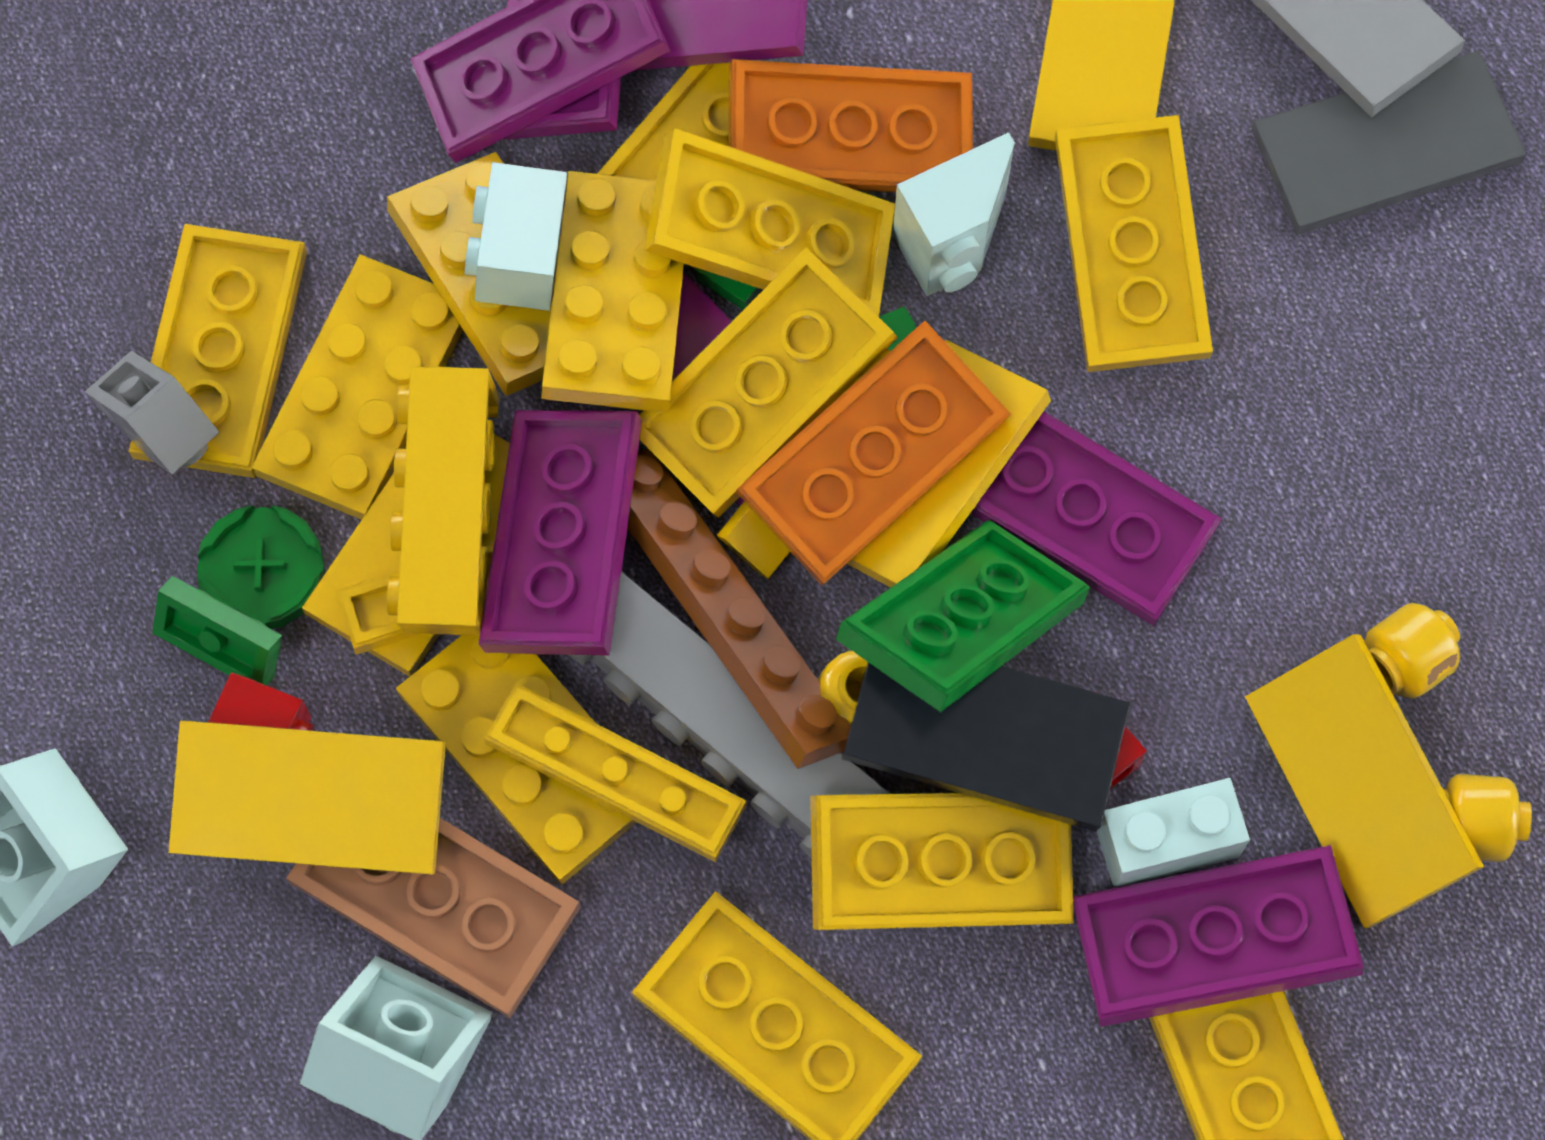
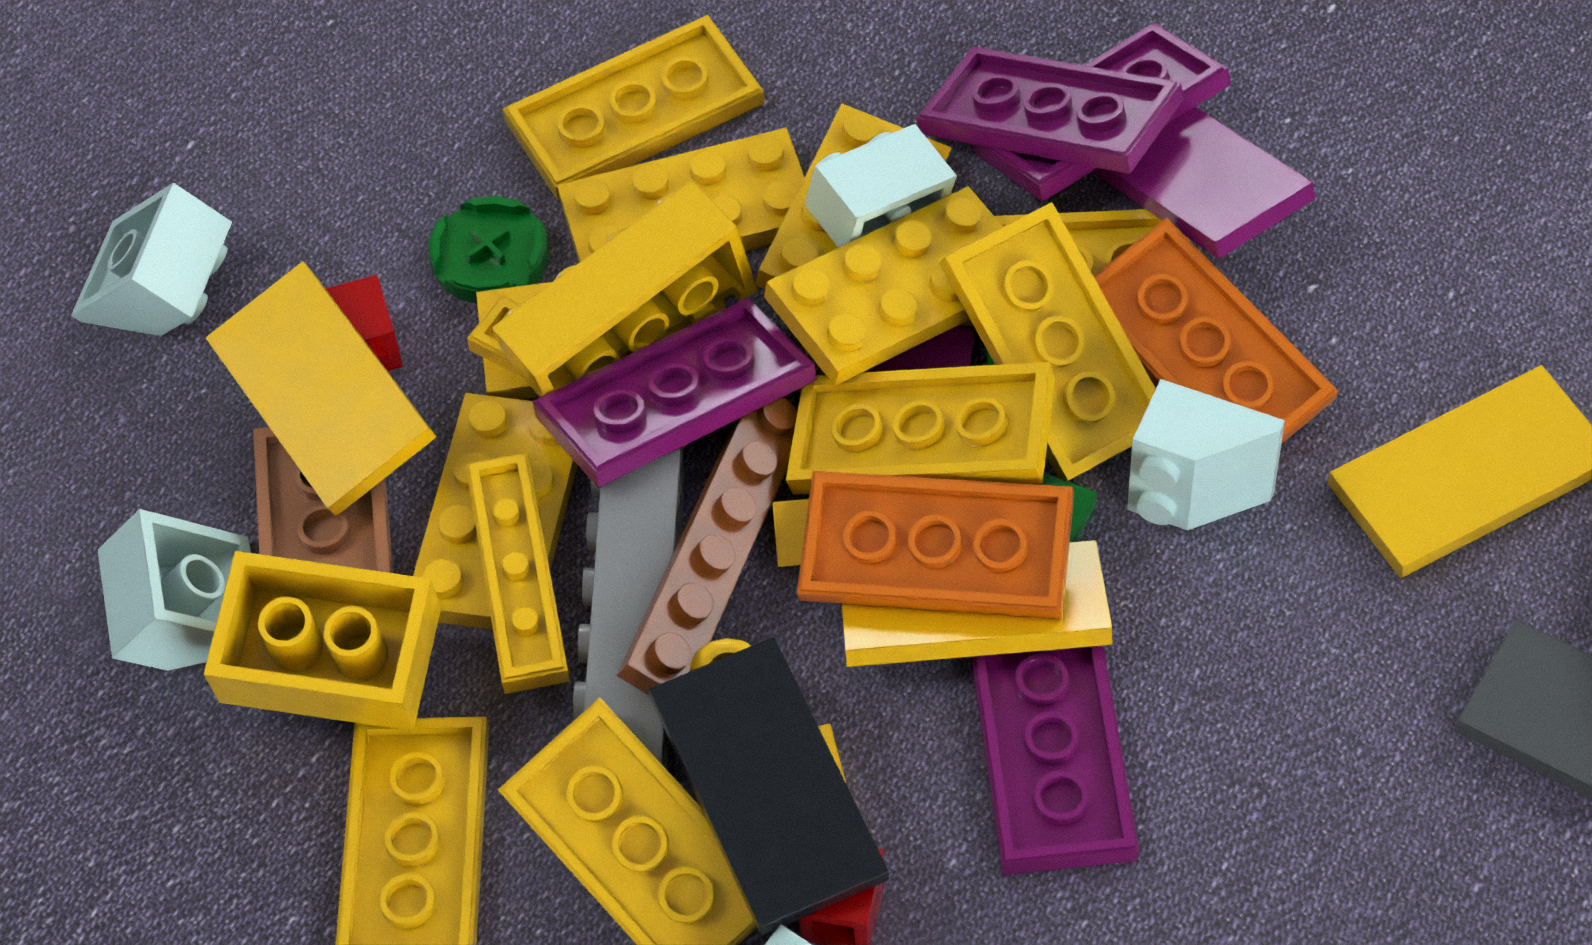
camera: 55 degrees right, 15 degrees down
(153, 412) = (533, 92): light grey slope -> none
(215, 632) = (407, 255): green plate -> none
(571, 964) = (323, 640): none -> yellow brick
(962, 614) = (853, 697): green tile -> none
(1133, 243) = (1309, 606): yellow plate -> none

